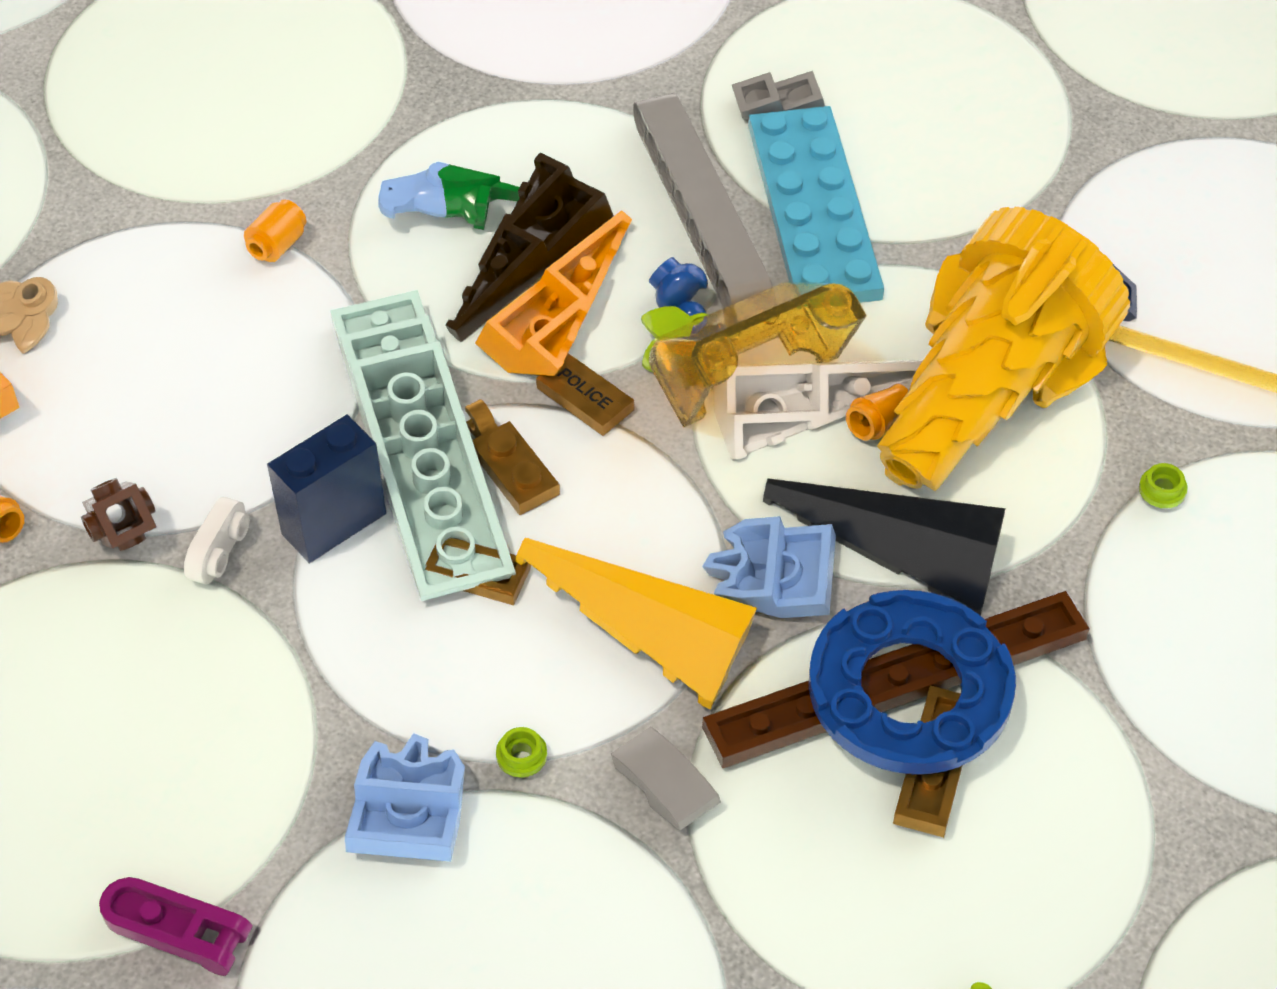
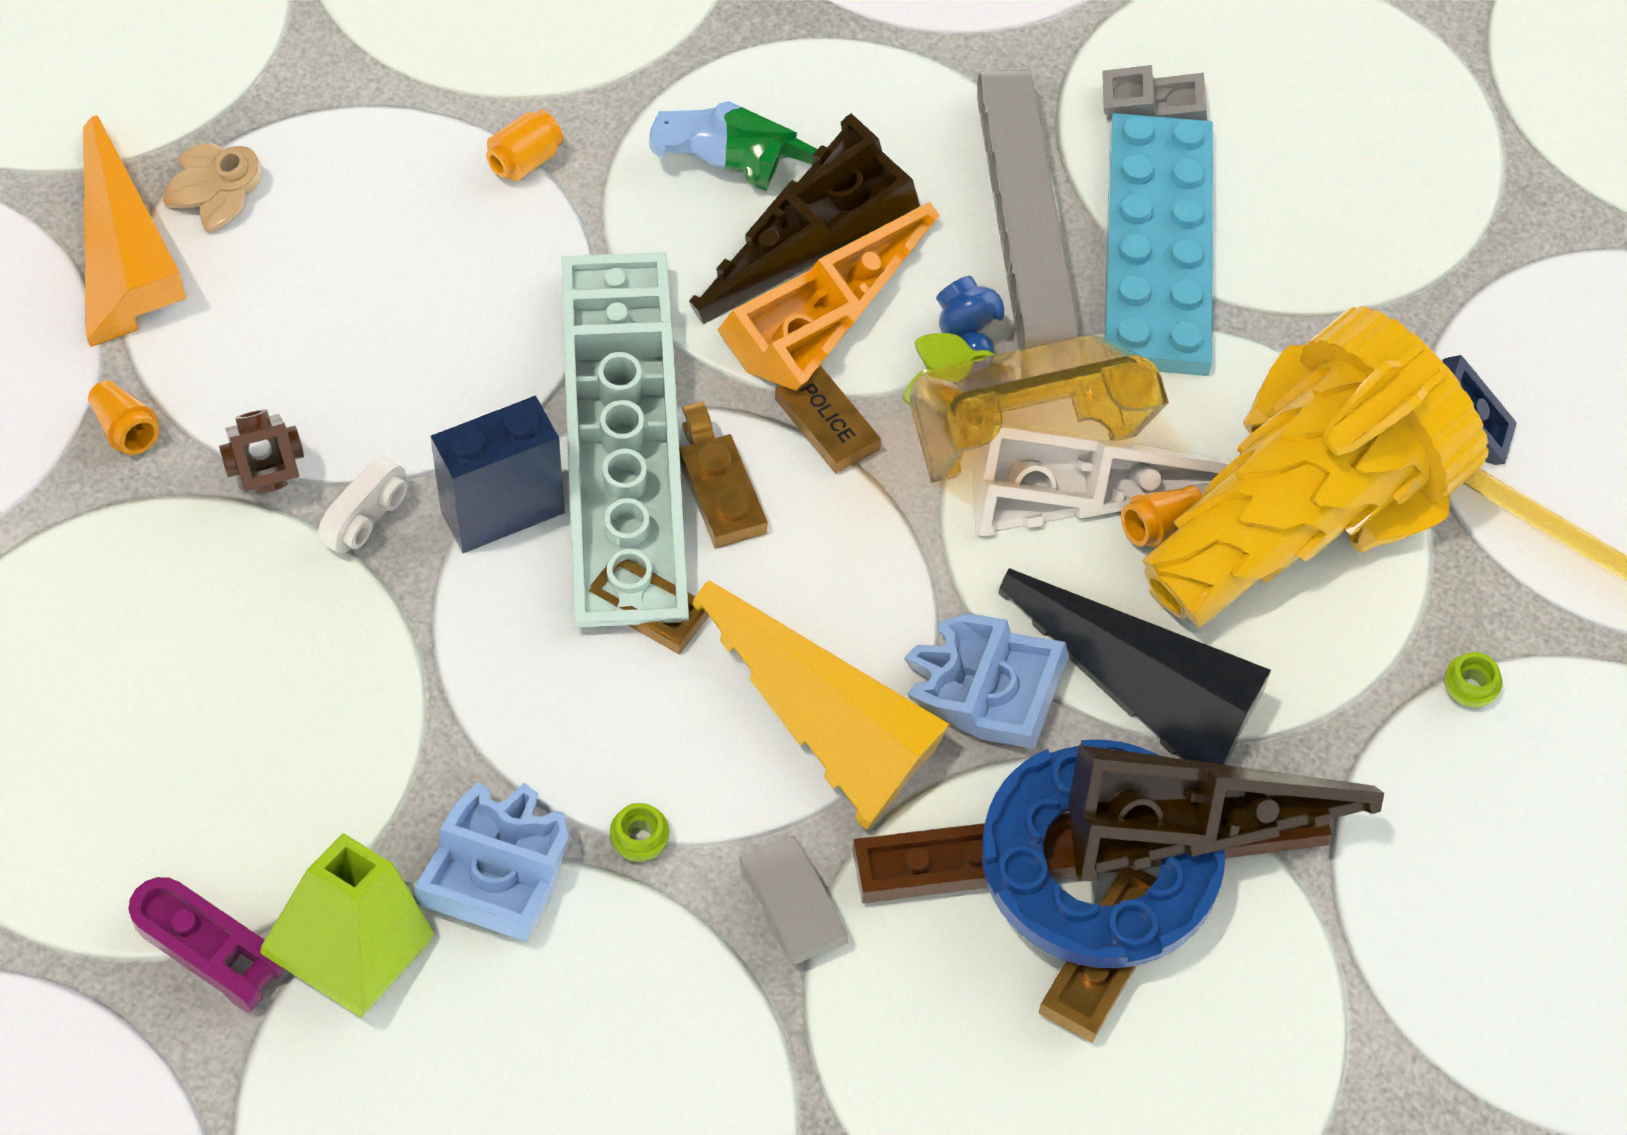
camera: 10 degrees right, 5 degrees up
(297, 881) = (349, 926): none -> lime slope
(943, 634) = (1157, 807): none -> dark brown wedge

